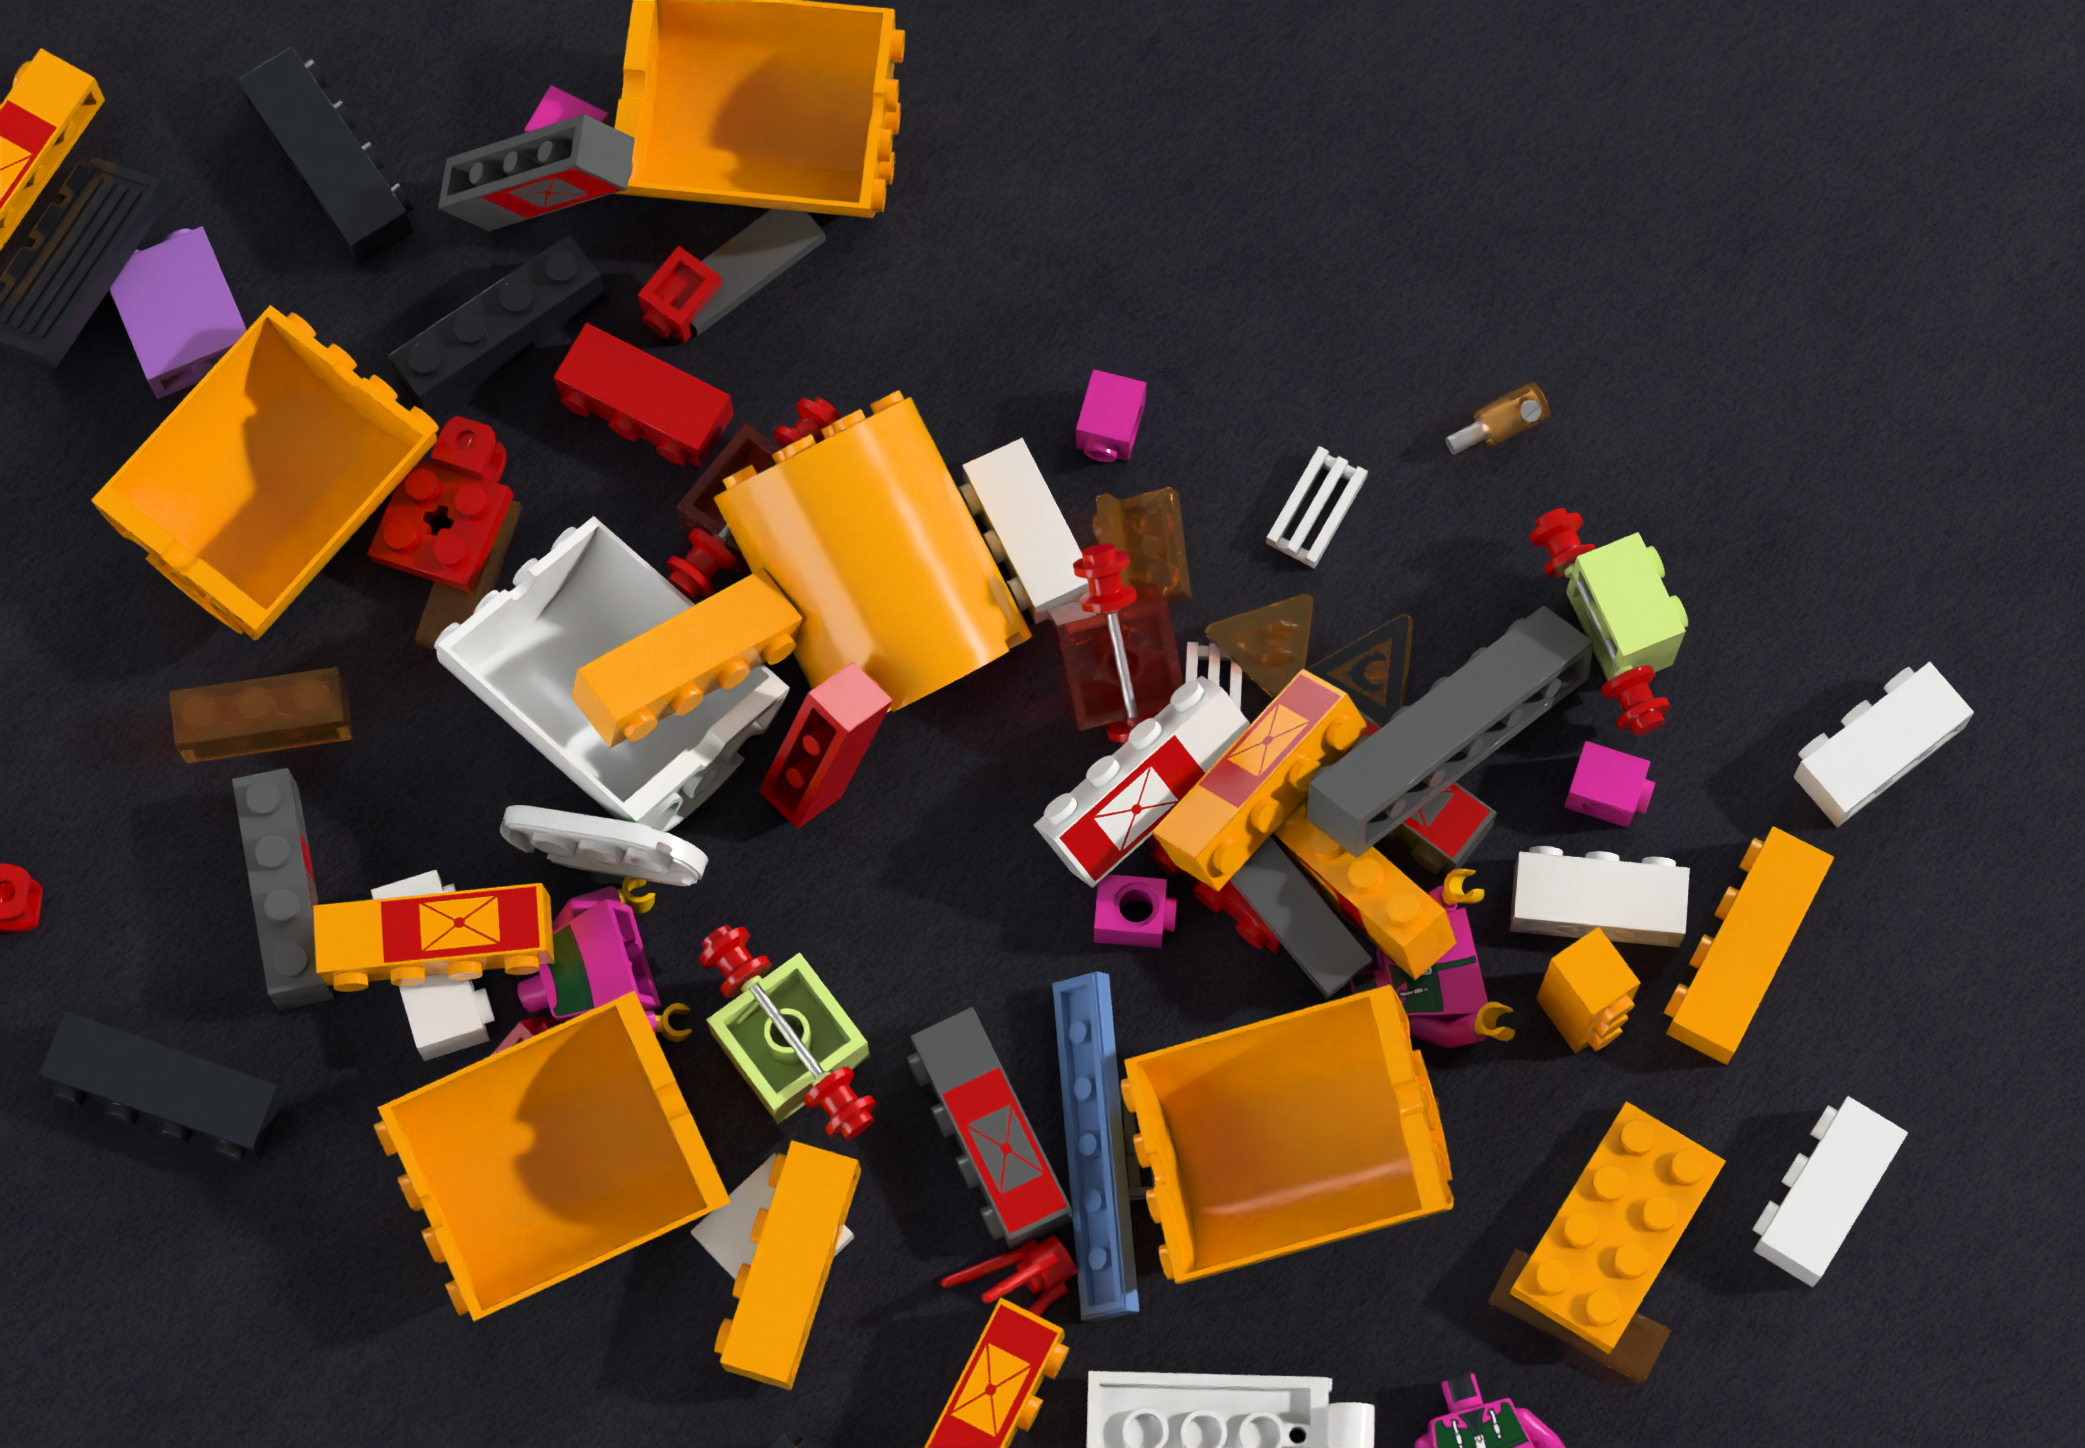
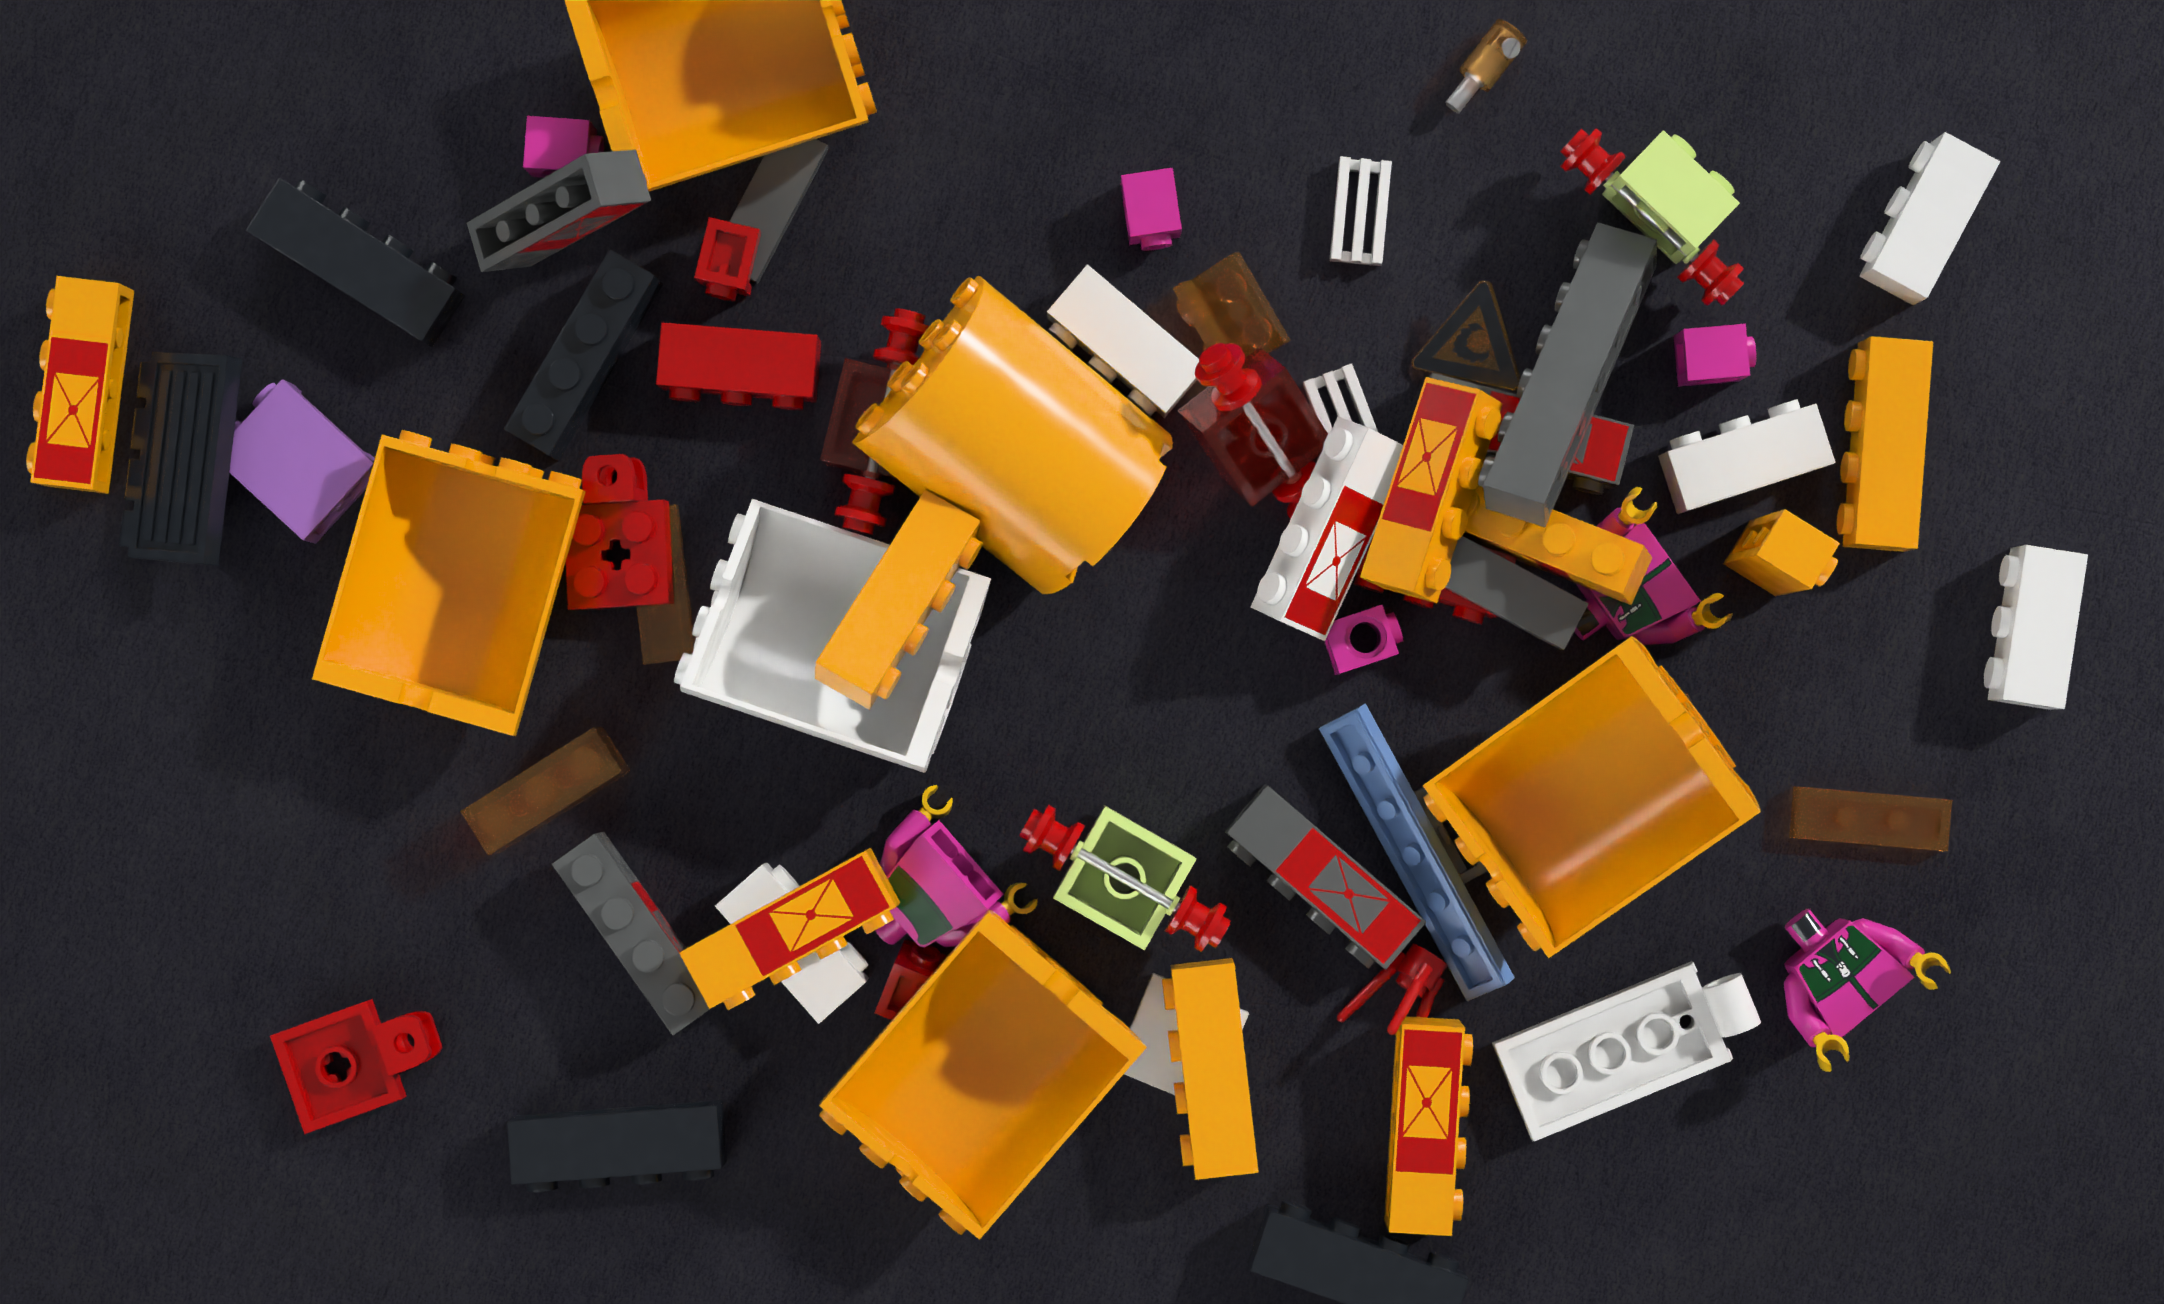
camera: 30 degrees left, 15 degrees up
(604, 845) = (897, 787): white tile -> none
(825, 744) = (1047, 617): red brick -> none
(1267, 641) = (1374, 353): clear orange piece -> none
(1617, 1227) = (1875, 733): light orange plate -> none

